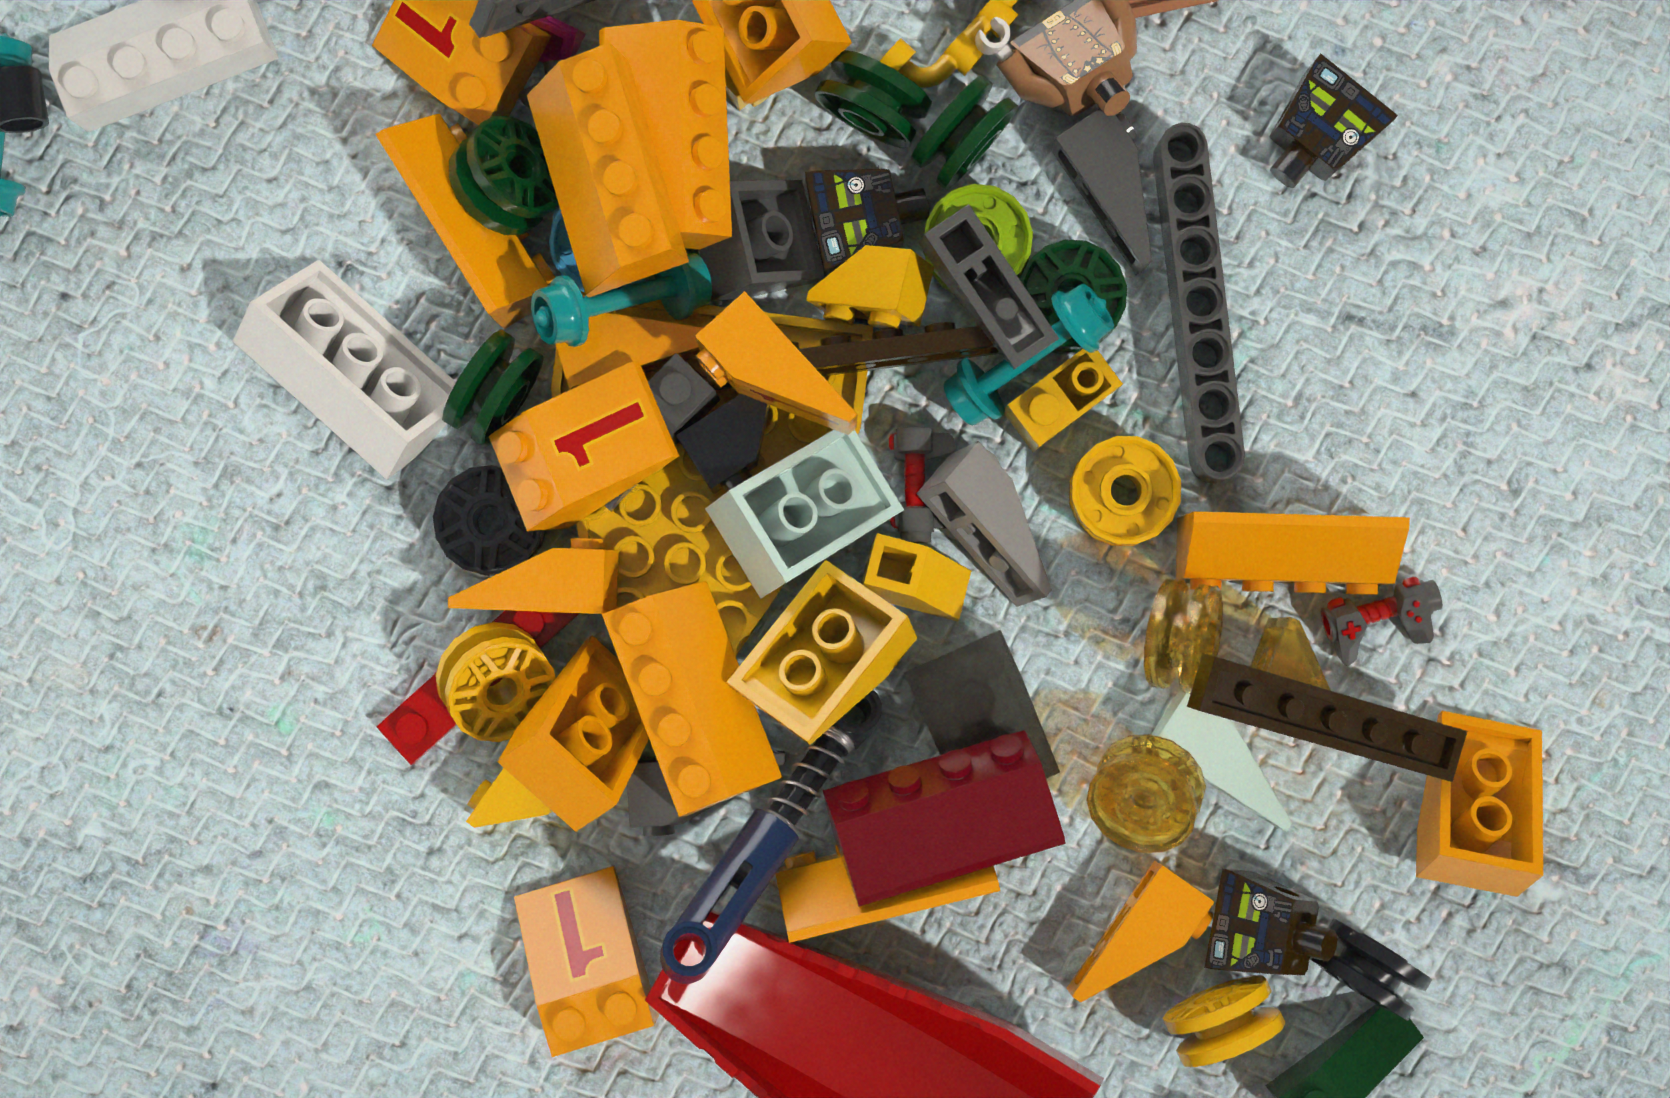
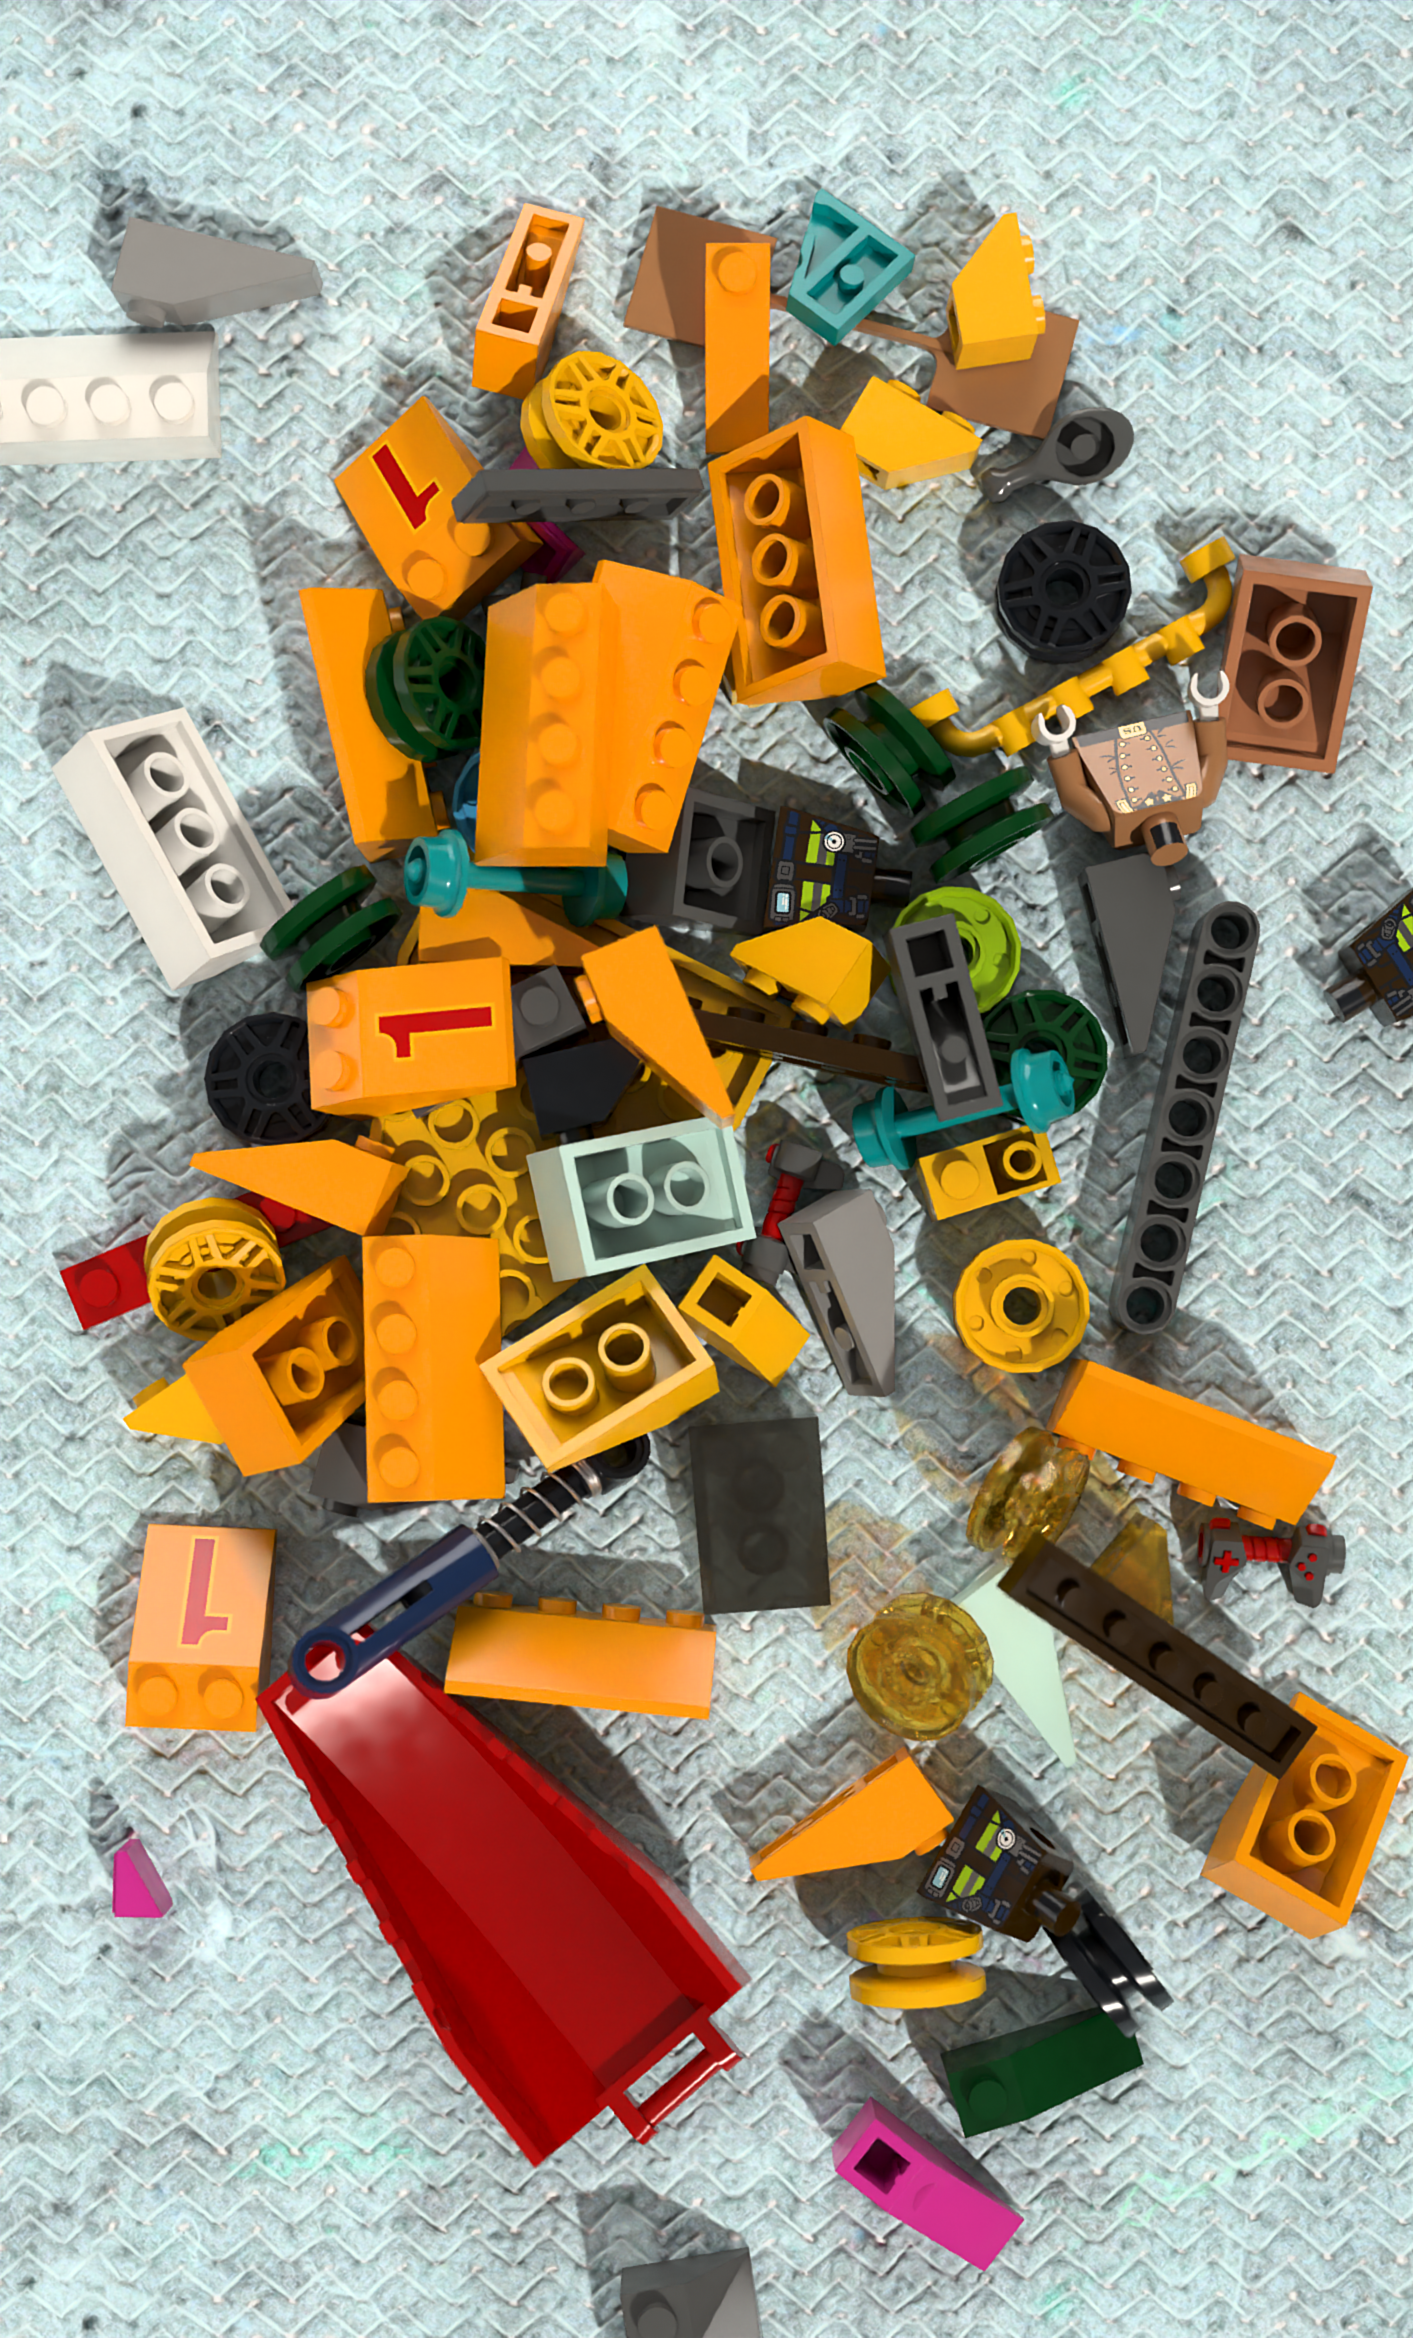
camera: 20 degrees right, 0 degrees up
(943, 817) = (674, 1611): dark red slope -> none

